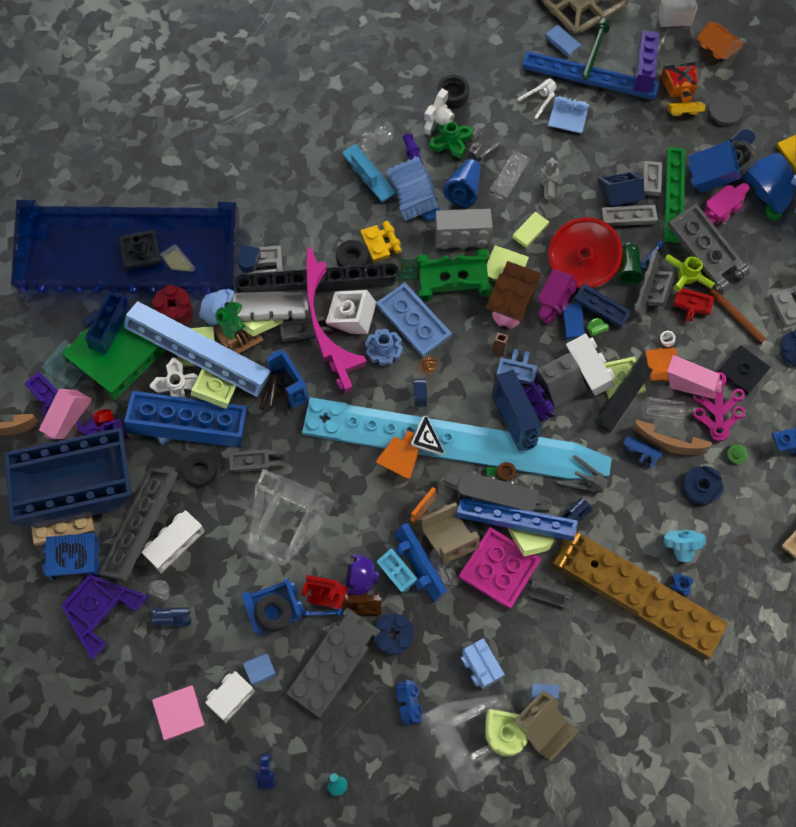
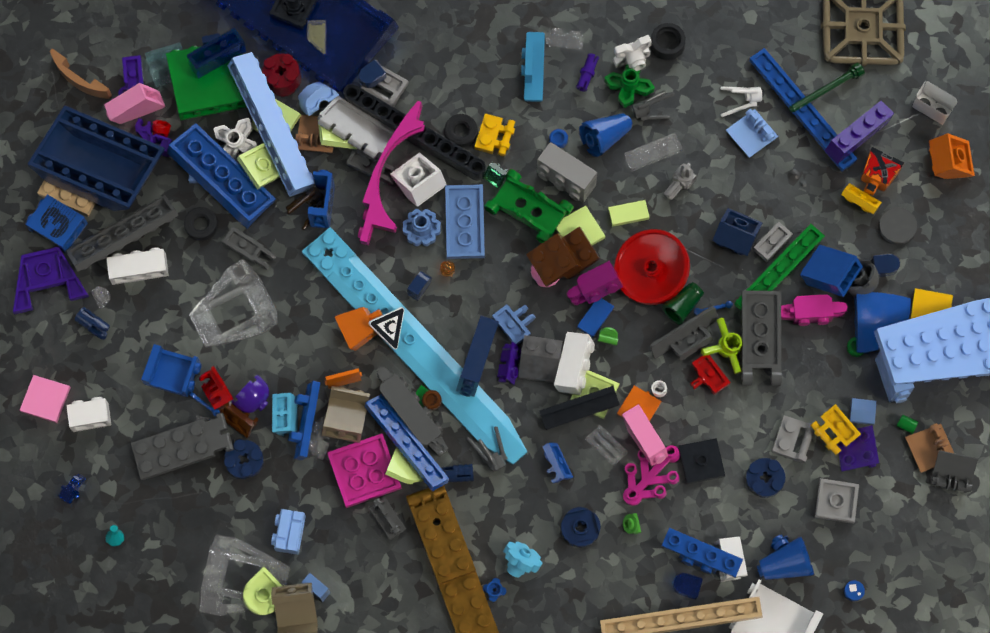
camera: 40 degrees right, 5 degrees up
(229, 319) = (312, 114): green plate -> none
(259, 669) = (126, 410): medium blue piece -> none
(272, 625) = (177, 375): black tyre -> none
(408, 693) = (210, 526): blue hinge -> none
(413, 188) = (557, 107): medium blue piece -> none
(500, 344) = (516, 292): reddish brown piece -> none
(563, 41) = (808, 60): medium blue tile -> none
(602, 305) = (628, 321): dark blue plate -> none
(629, 215) = (722, 260): light grey plate -> none
(668, 444) = (600, 491): medium nougat slope -> none
(738, 316) = (739, 413): dark orange bar -> none

